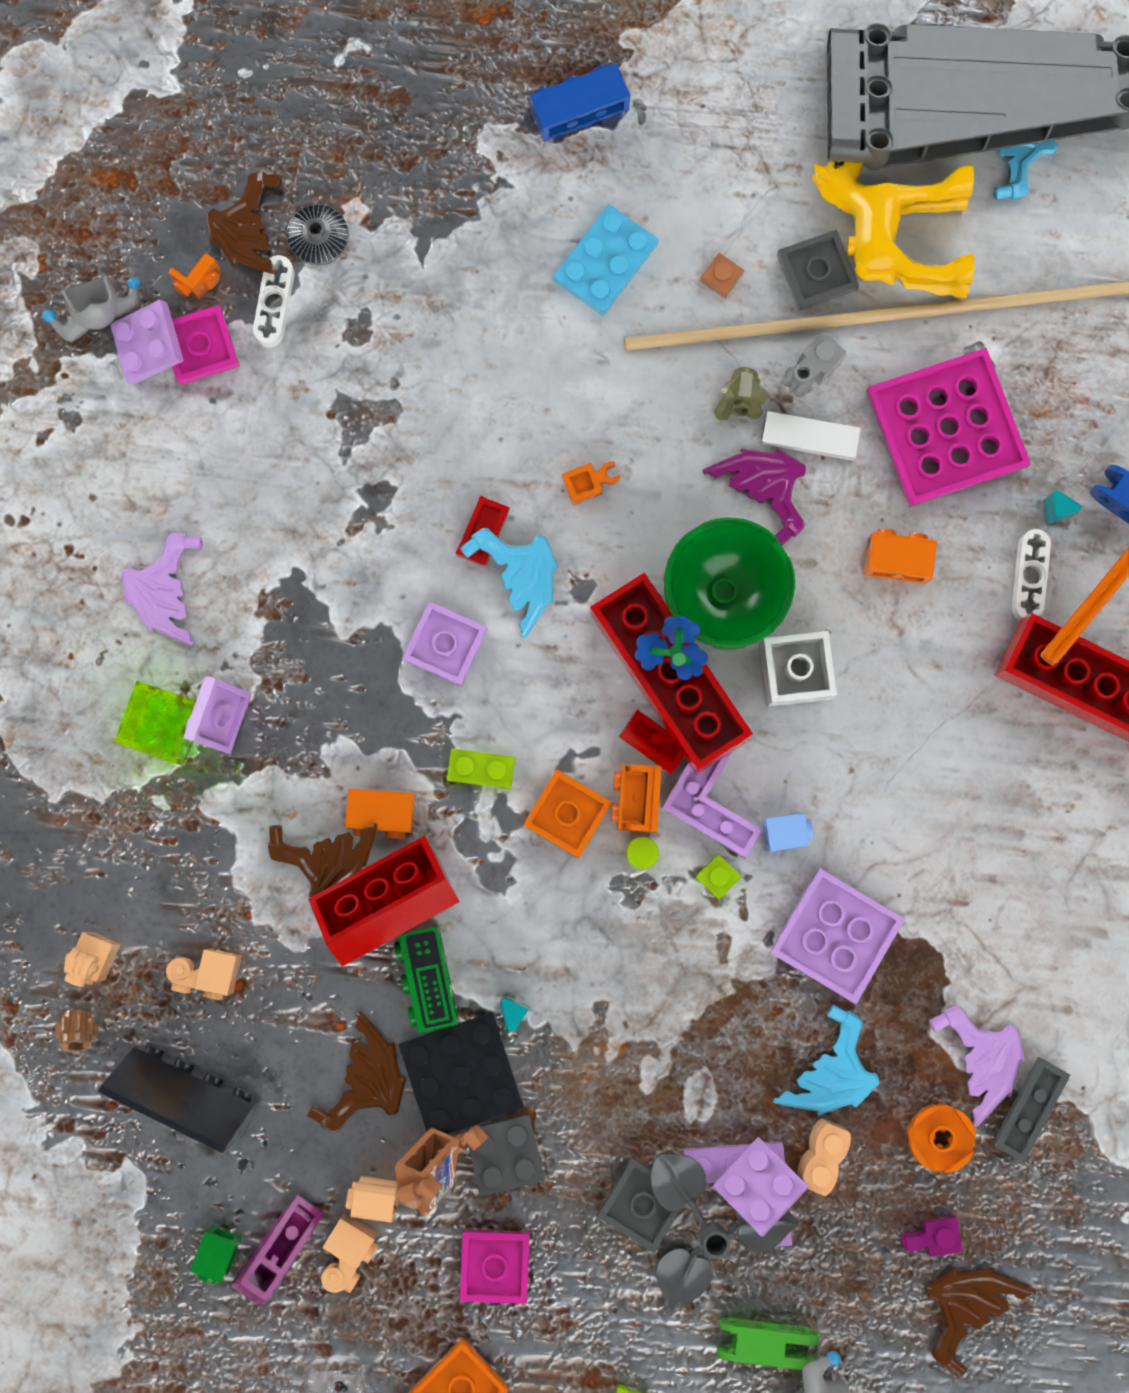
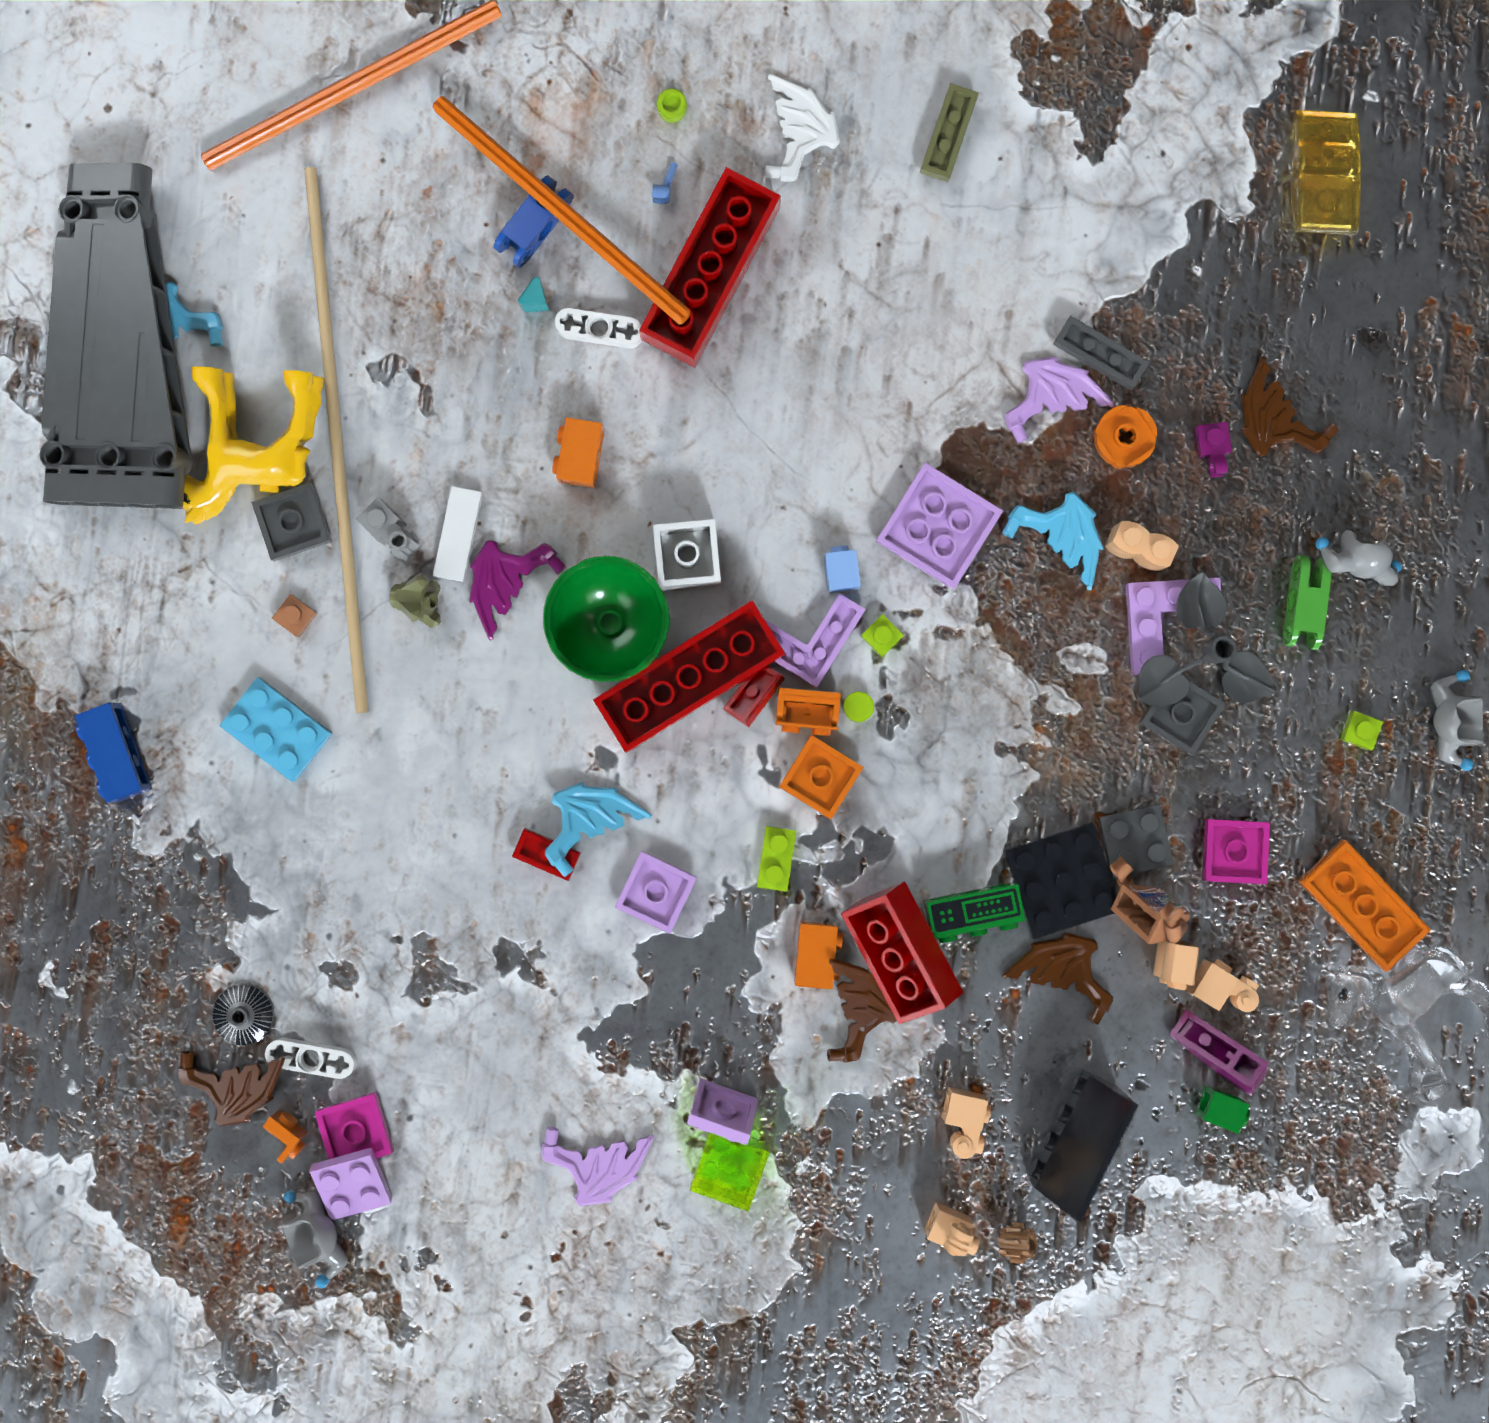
camera: 85 degrees left, 5 degrees up
(513, 1012) = (1006, 831): teal slope -> none
(585, 483) = (500, 754): orange plate -> none
(685, 659) = (679, 664): blue plant -> none
(760, 1186) = (1169, 605): lavender plate -> none
(987, 398) = (424, 362): dark pink piece -> none

